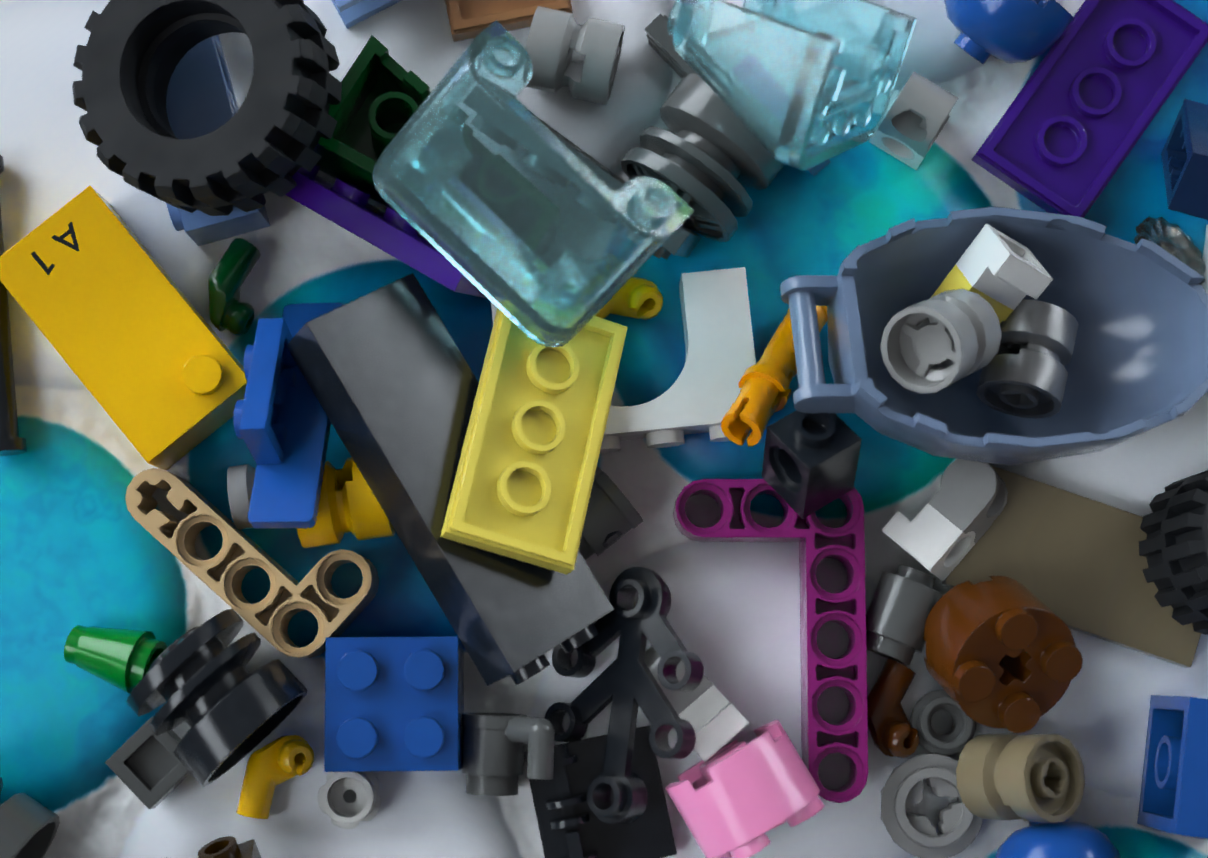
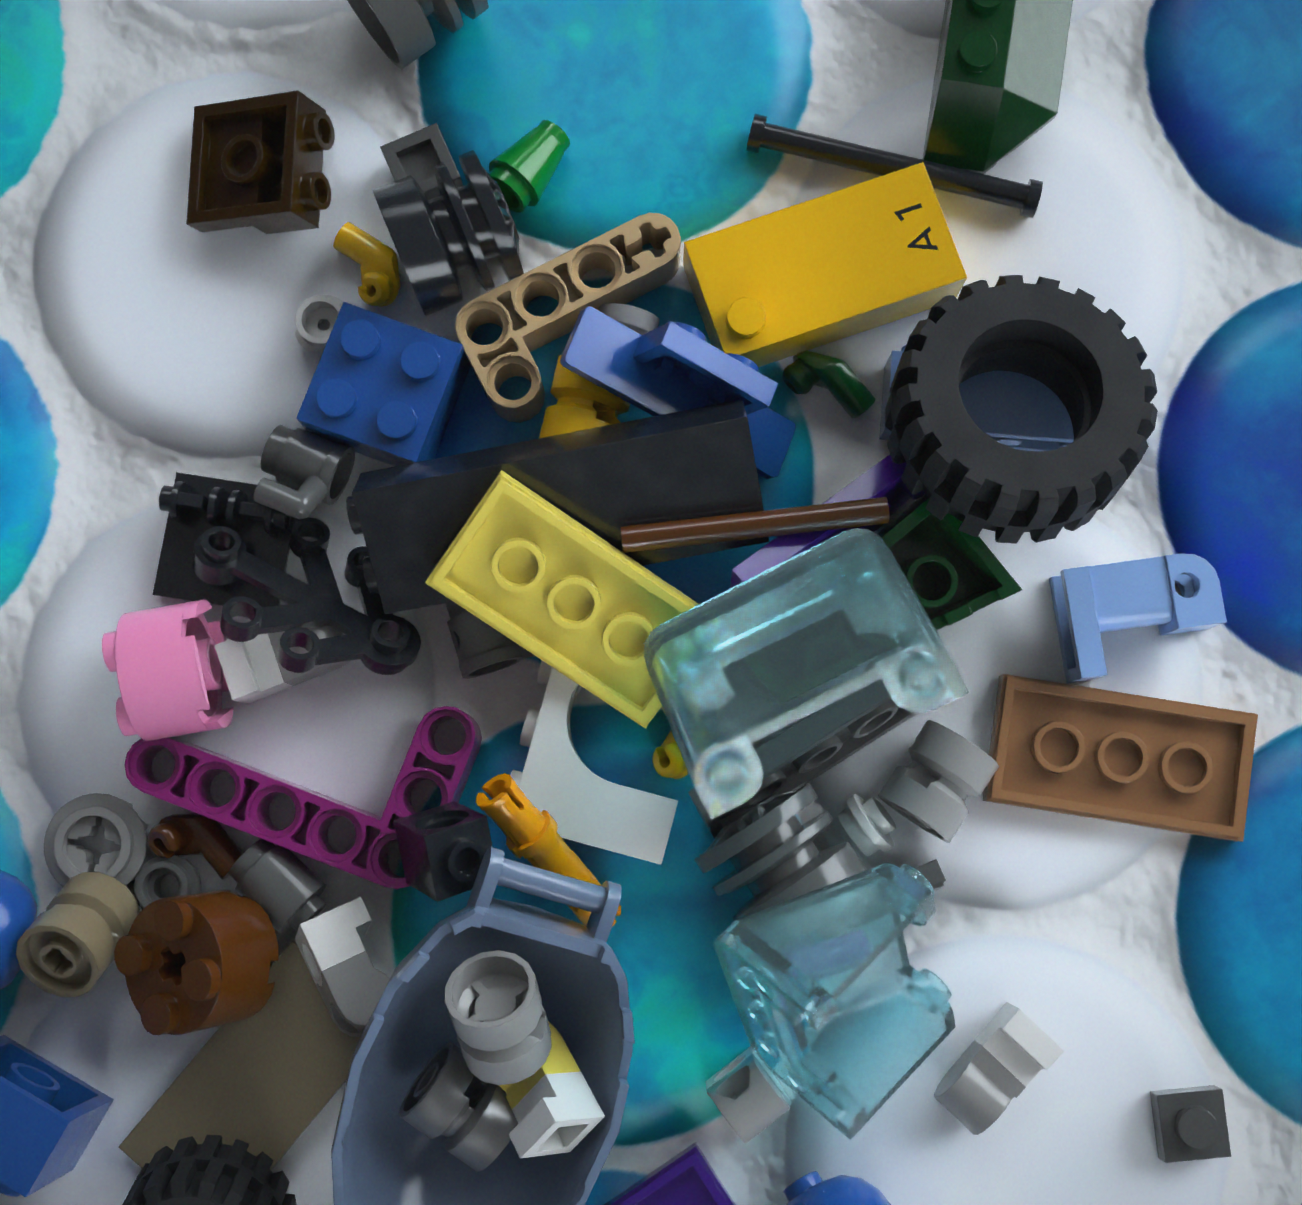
camera: 115 degrees right, 0 degrees up
(404, 287) = (755, 524): none -> reddish brown bar
(635, 105) = (867, 824): none -> white plate

